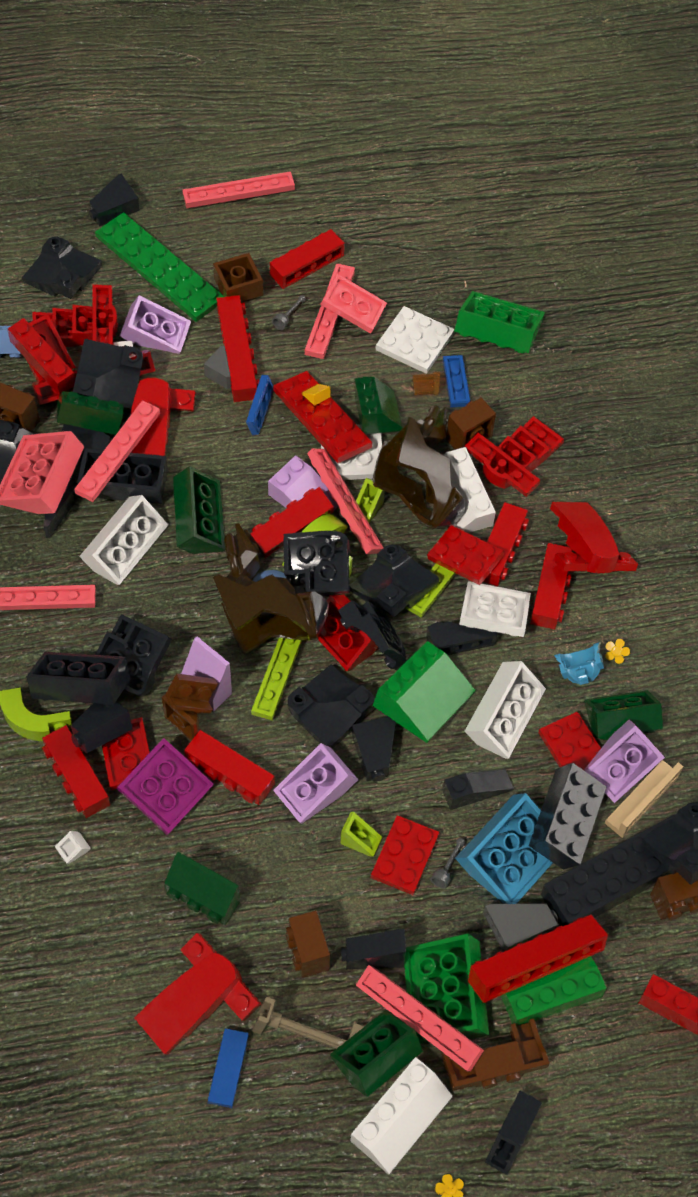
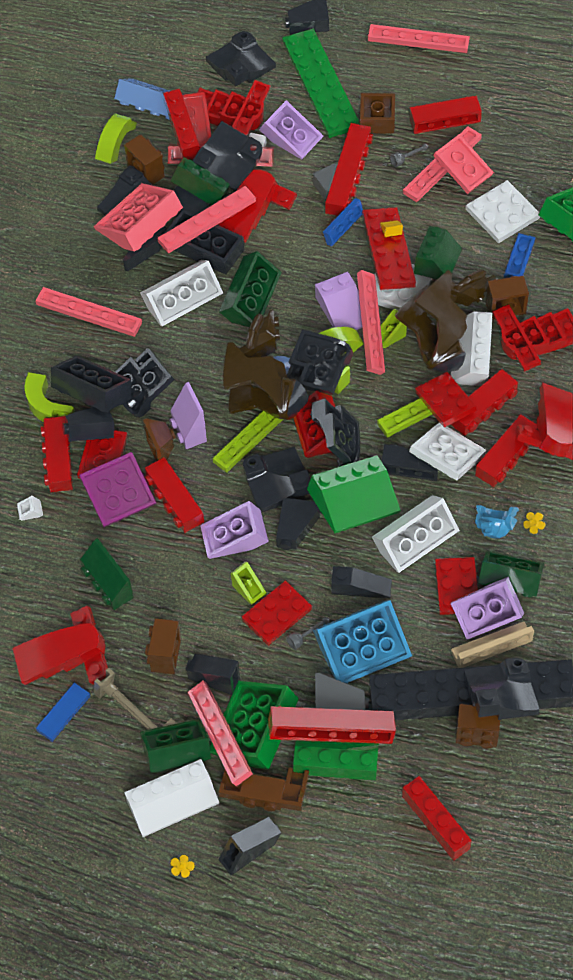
camera: 30 degrees right, 0 degrees up
(191, 693) = (166, 424): reddish brown bracket -> none
(294, 519) = (317, 321): red brick -> none
(394, 581) = (378, 400): black slope -> none
(426, 383) = (492, 251): clear orange tile -> none
(567, 816) = (417, 631): brick -> none

